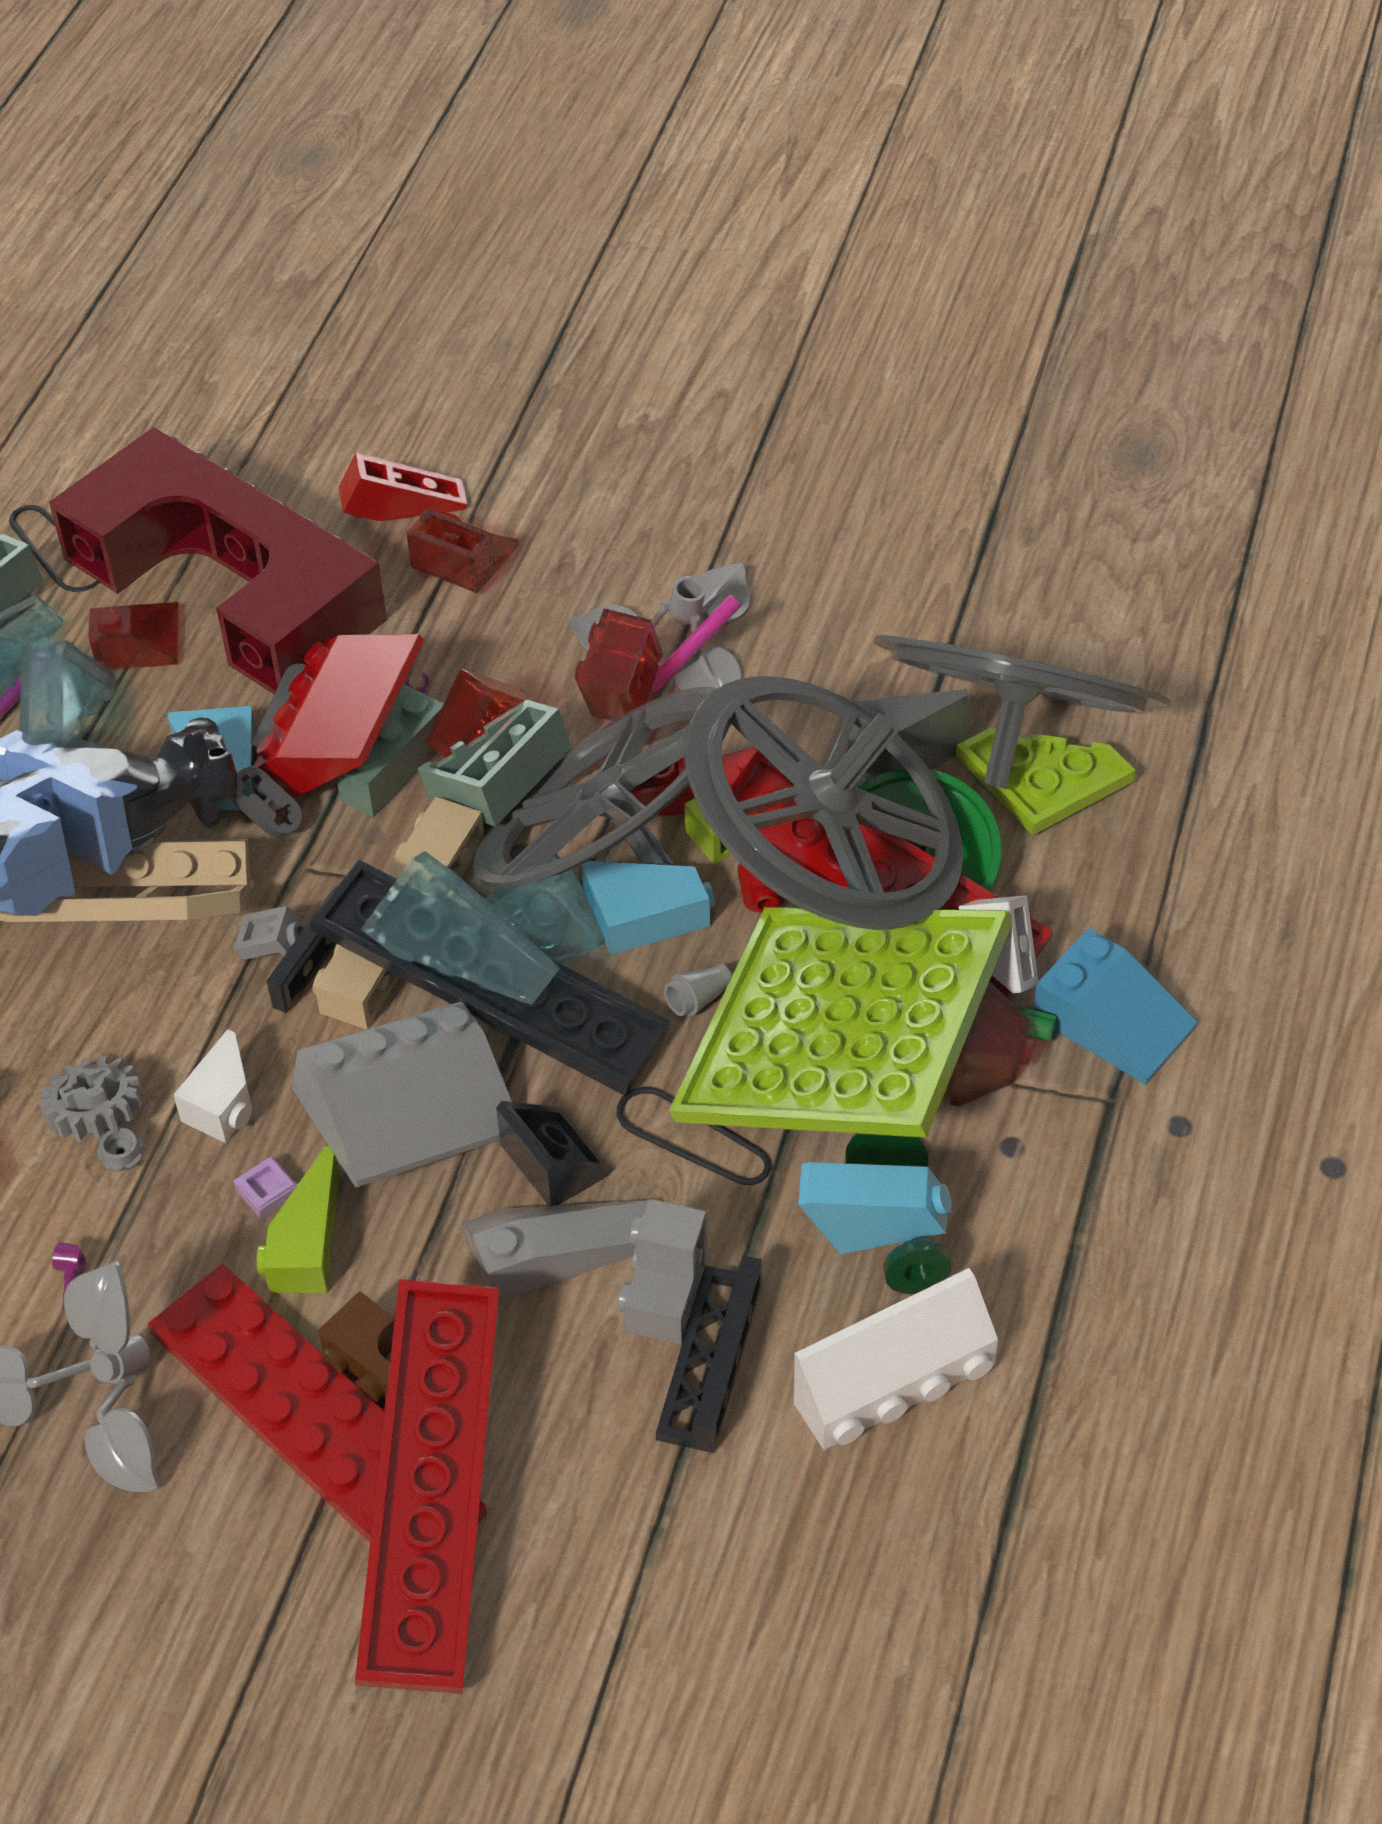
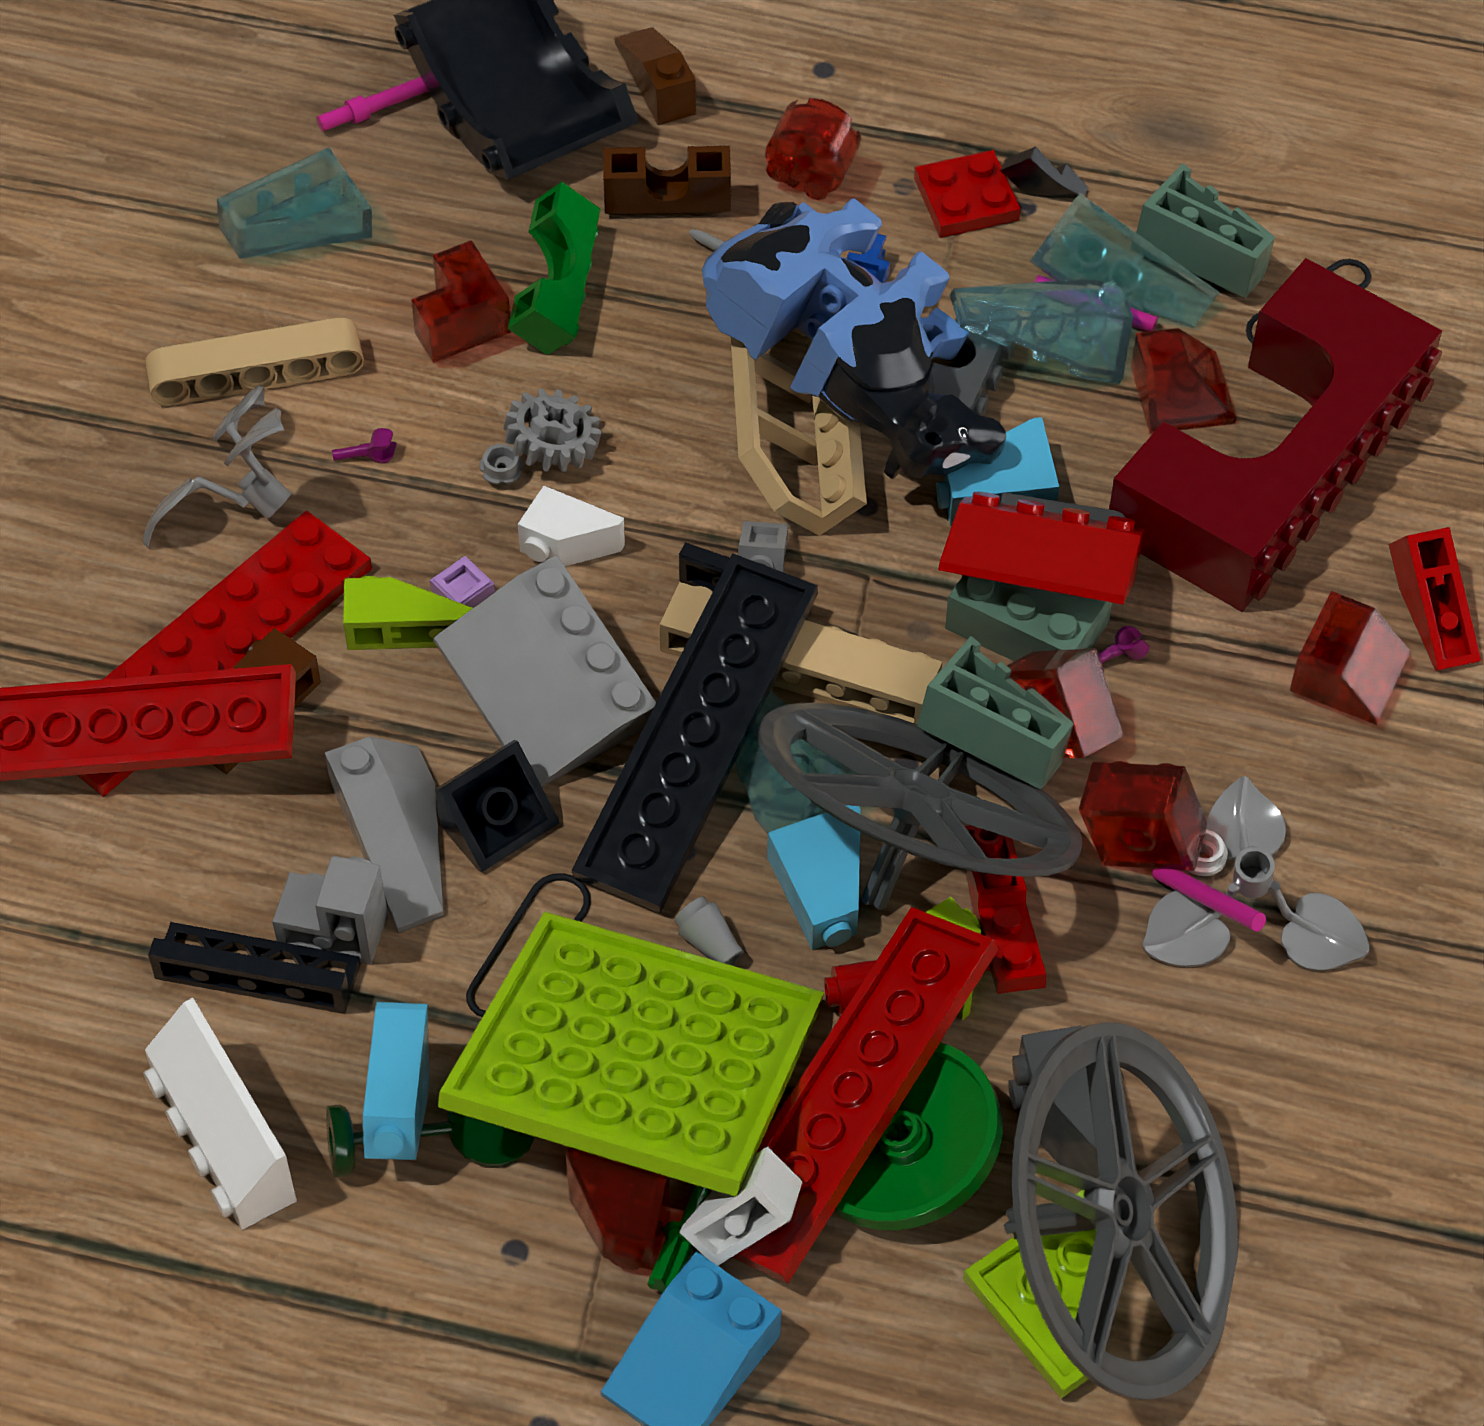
camera: 85 degrees right, 5 degrees up
(270, 794) = (935, 520): dark grey beam -> none
(450, 927) = (738, 657): clear light blue wedge -> none
(829, 797) = (877, 986): dark grey wheel -> none

